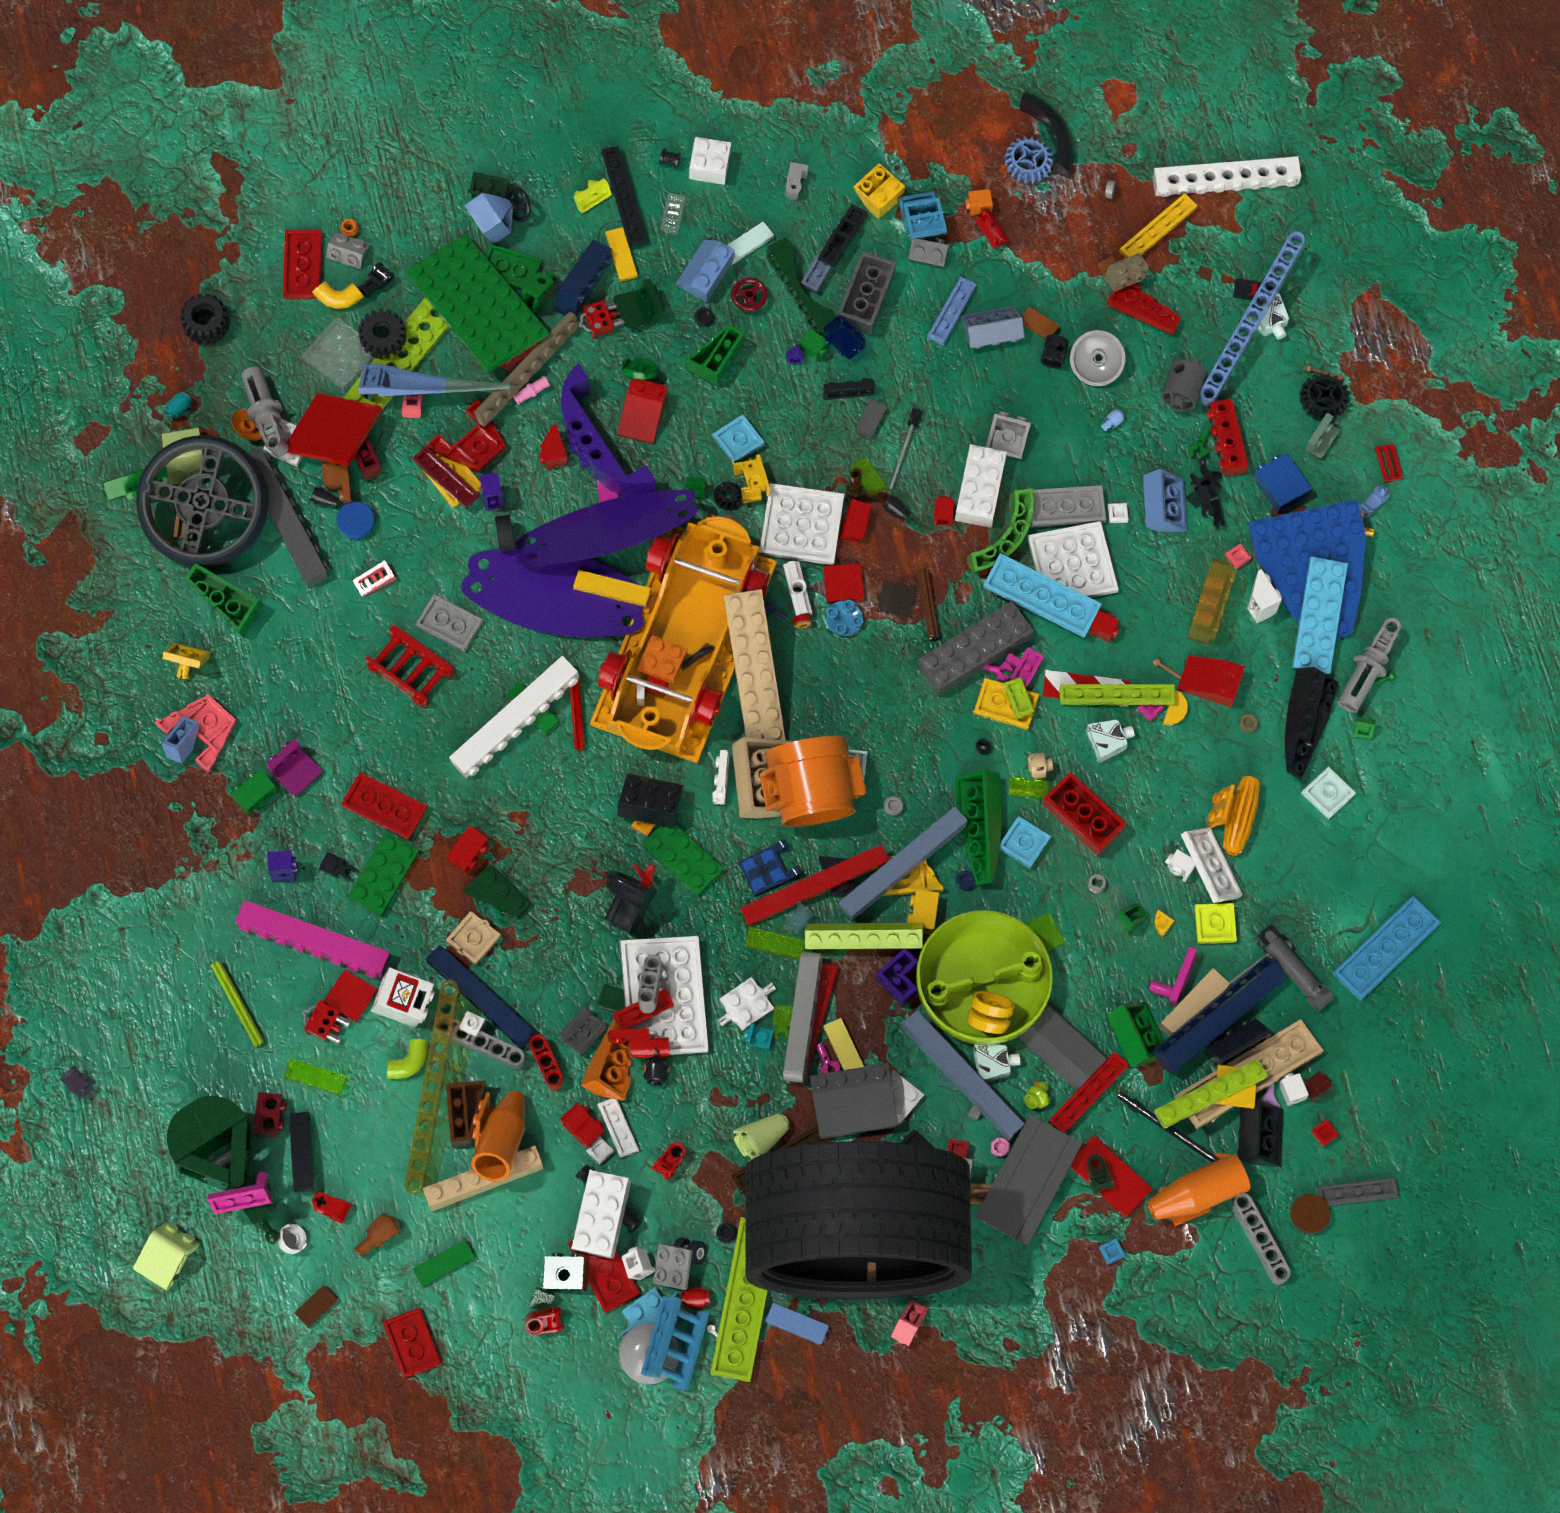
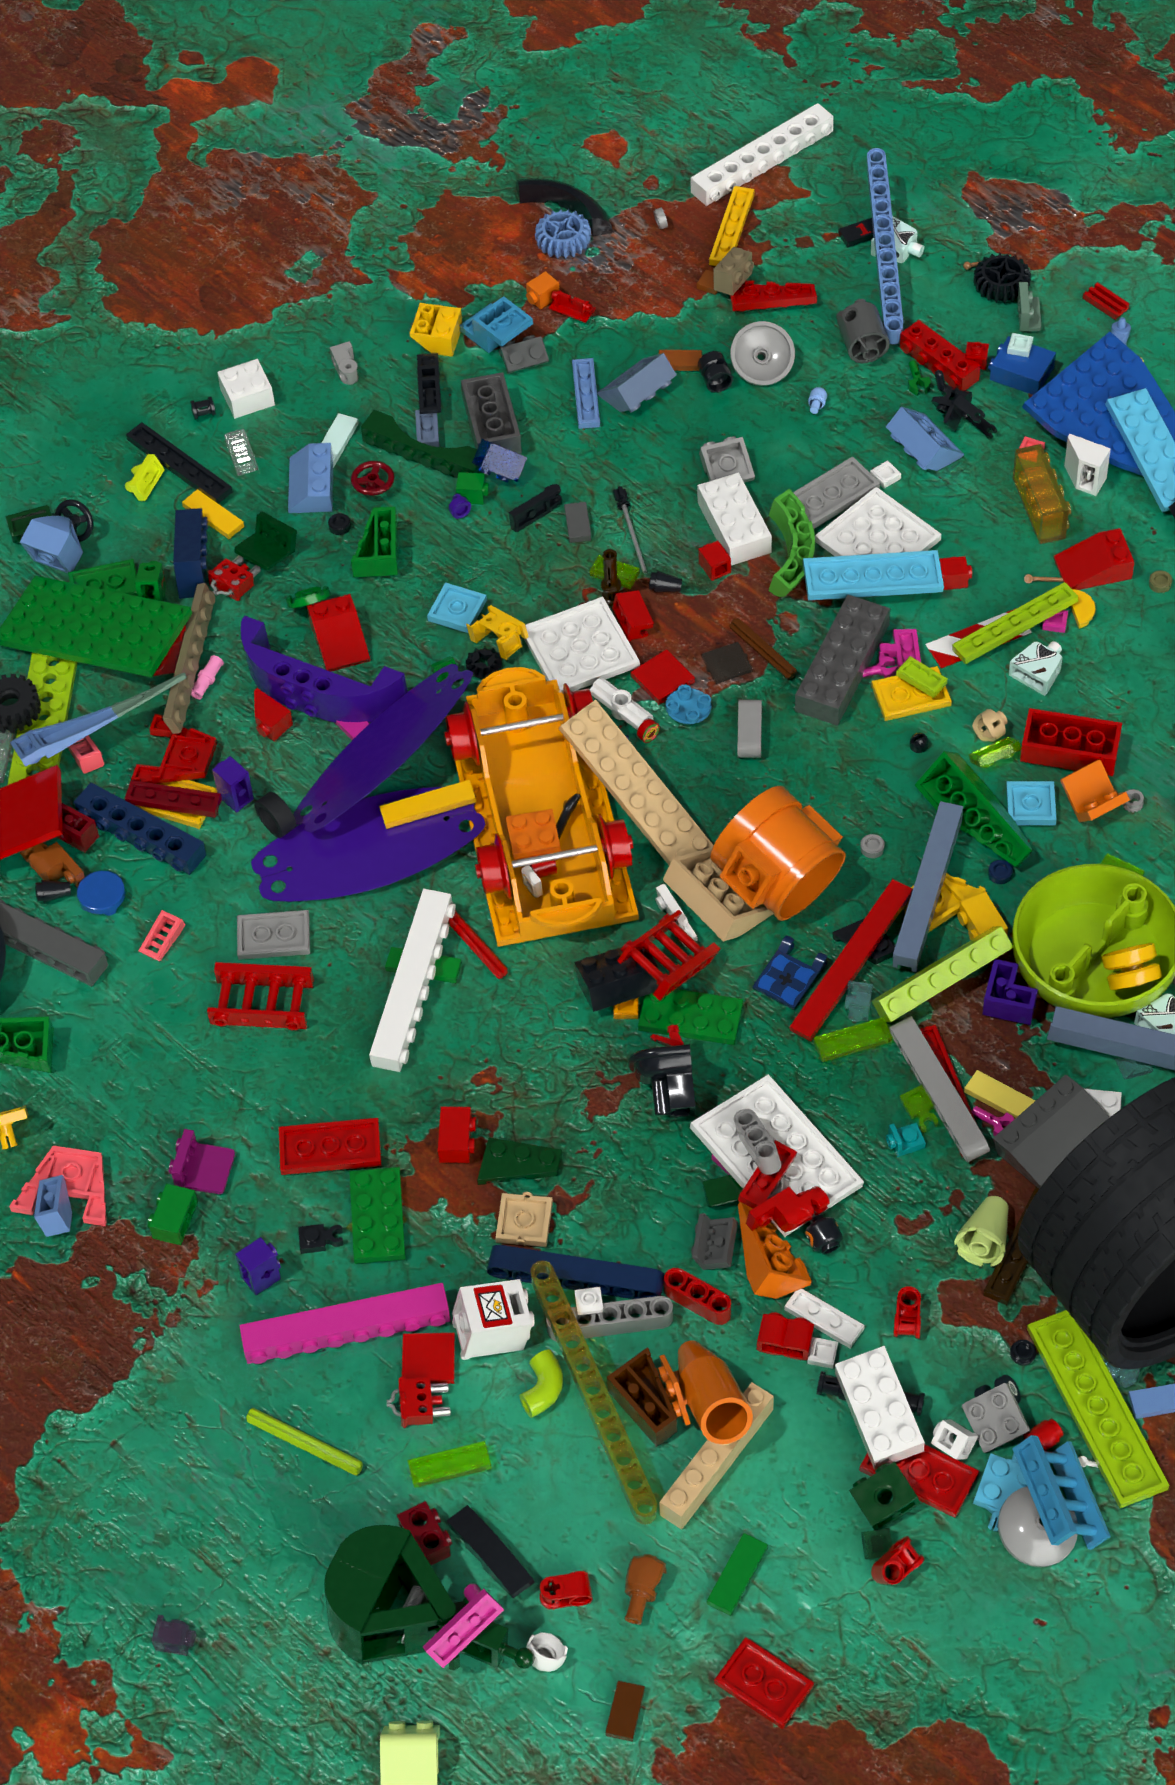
camera: 25 degrees left, 15 degrees down
(394, 444) = (141, 829): none -> dark blue brick
(685, 825) = (678, 973): none -> red fence
(746, 1004) = (867, 1115): white plate -> none
(872, 663) = (749, 728): none -> light grey beam
(1069, 862) = (1092, 792): none -> orange bracket
(1253, 454) = (978, 352): none -> red bracket
(1288, 467) = (1020, 345): none -> light aqua tile

